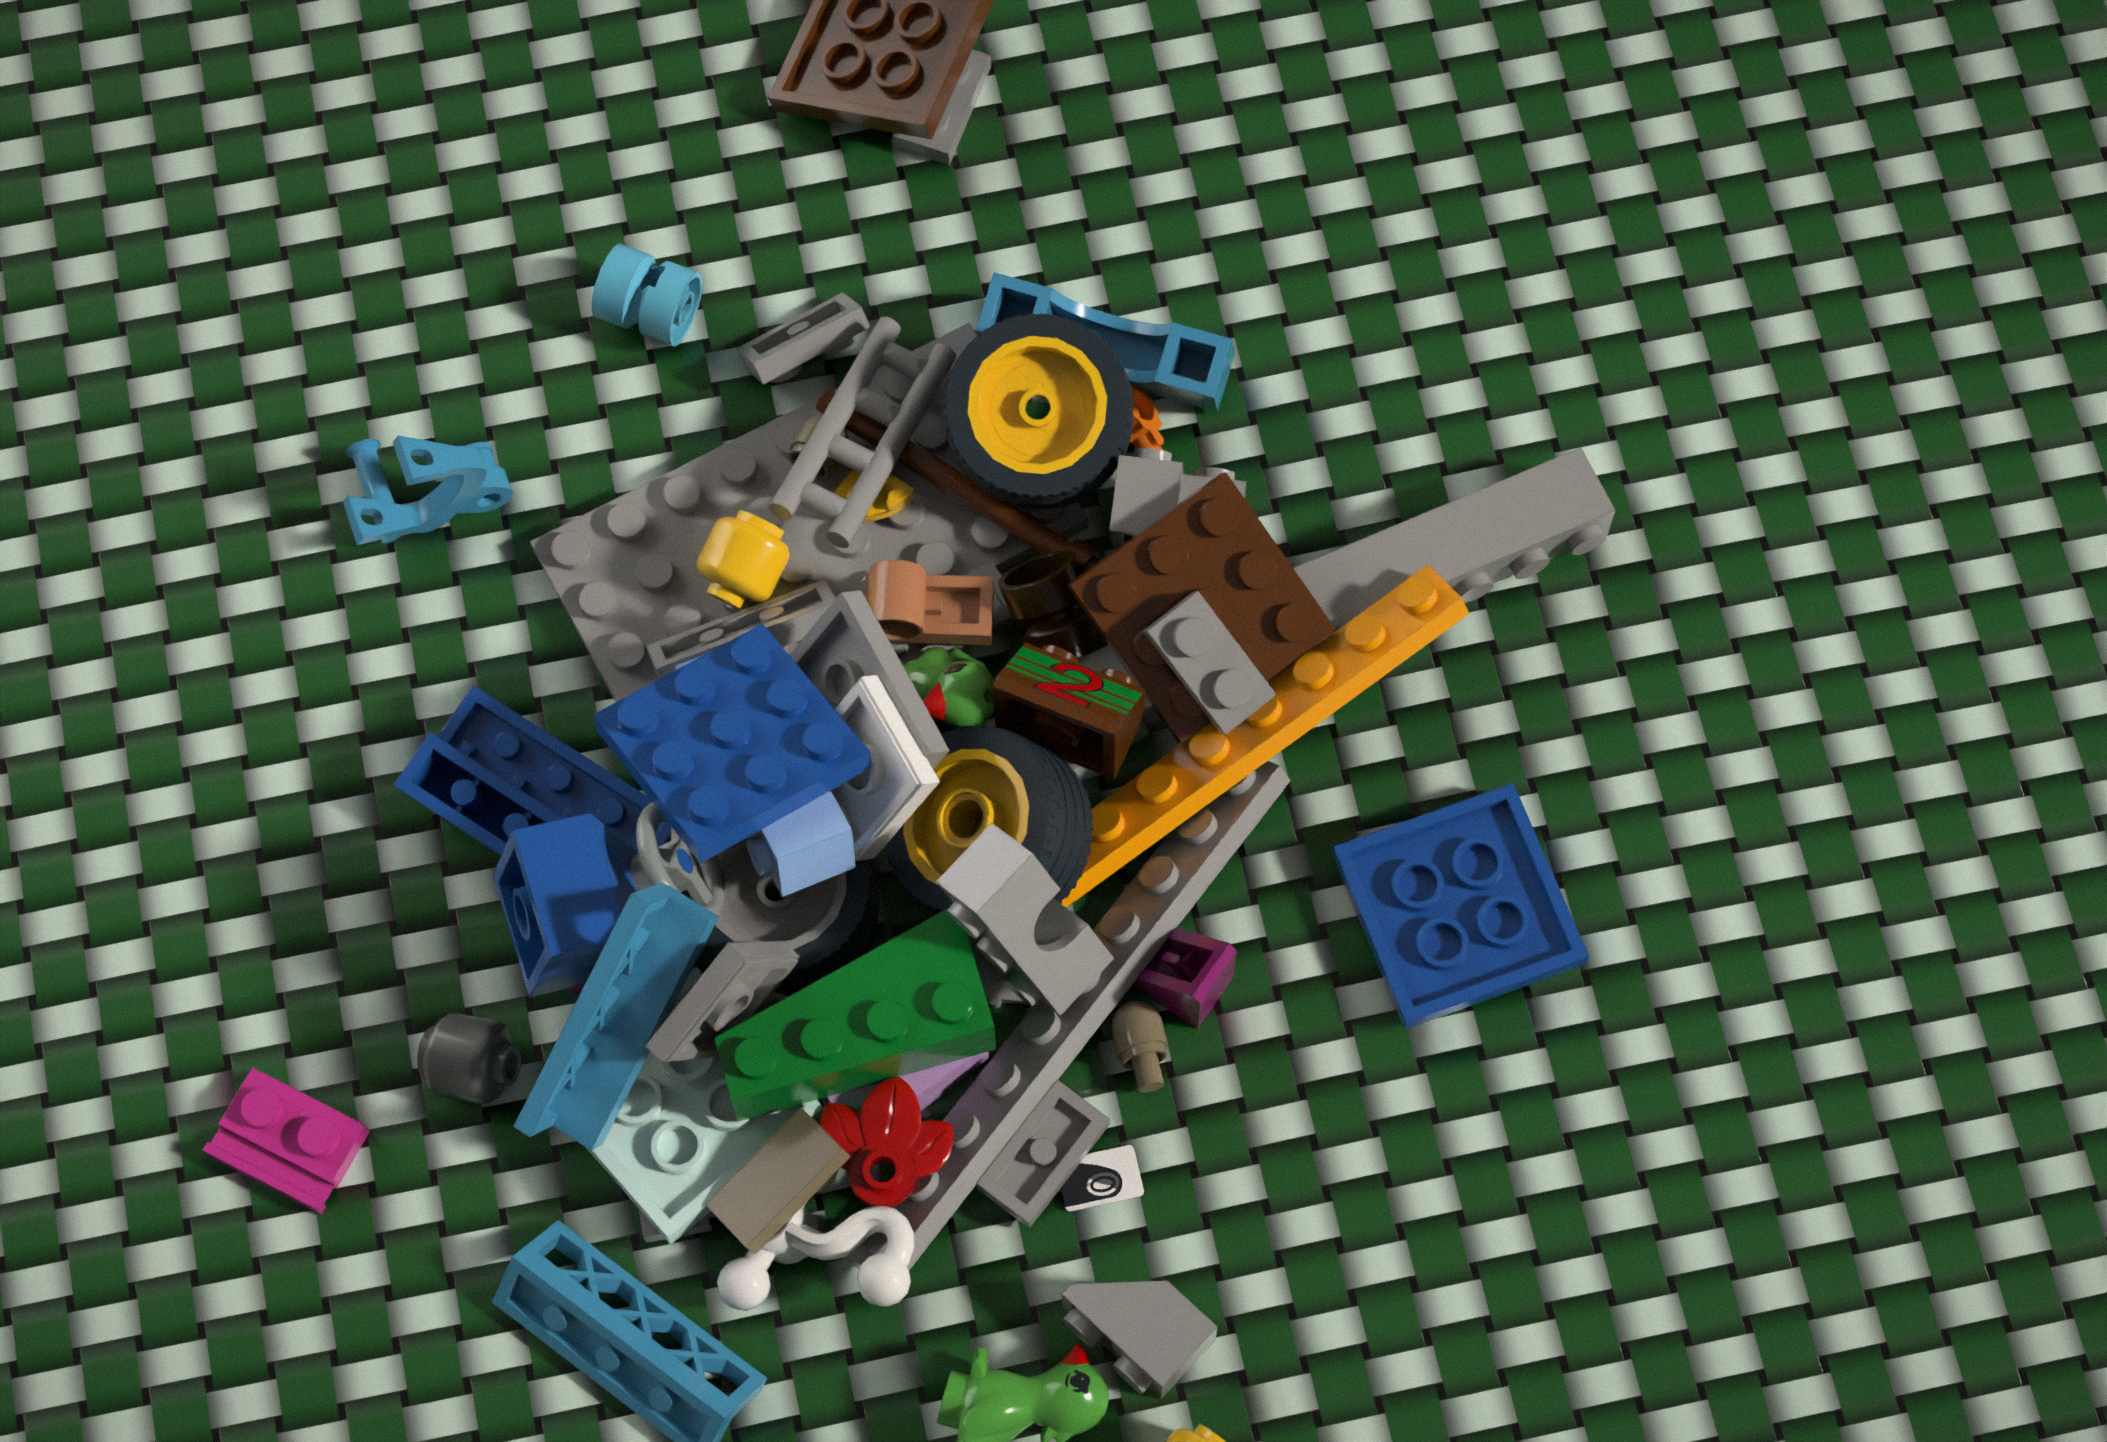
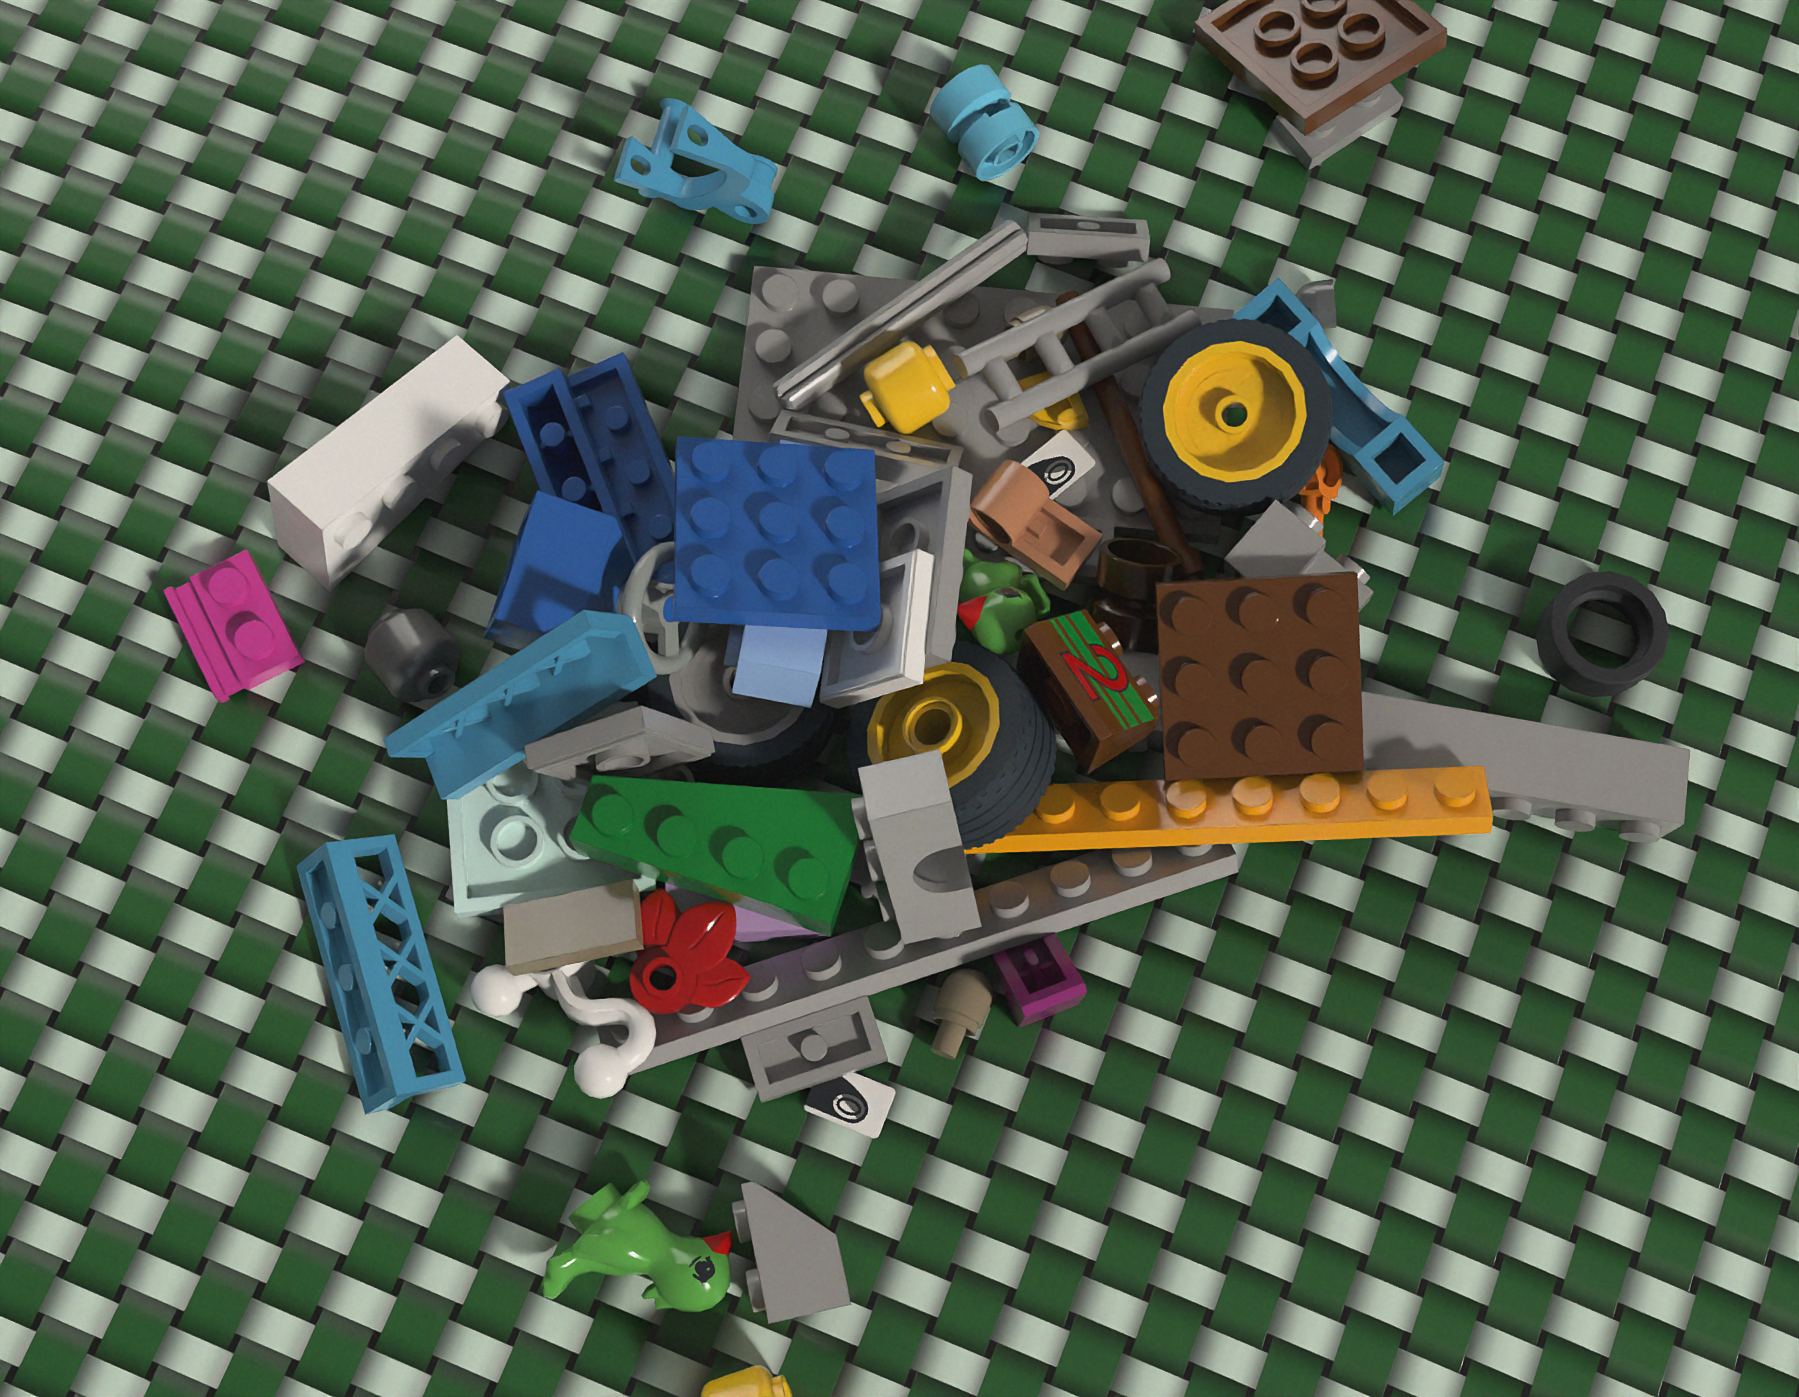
camera: 30 degrees right, 5 degrees up
(328, 910) = (385, 461): none -> white wedge
(692, 504) = (900, 316): none -> light grey axle
(913, 539) = (1059, 463): none -> white sticker
(1037, 269) = (1320, 301): none -> dark grey hinge
(1209, 662) = (1232, 729): light grey plate -> none
(1455, 357) = (1630, 599): none -> black tyre
(1459, 906) = (1312, 1077): blue plate -> none

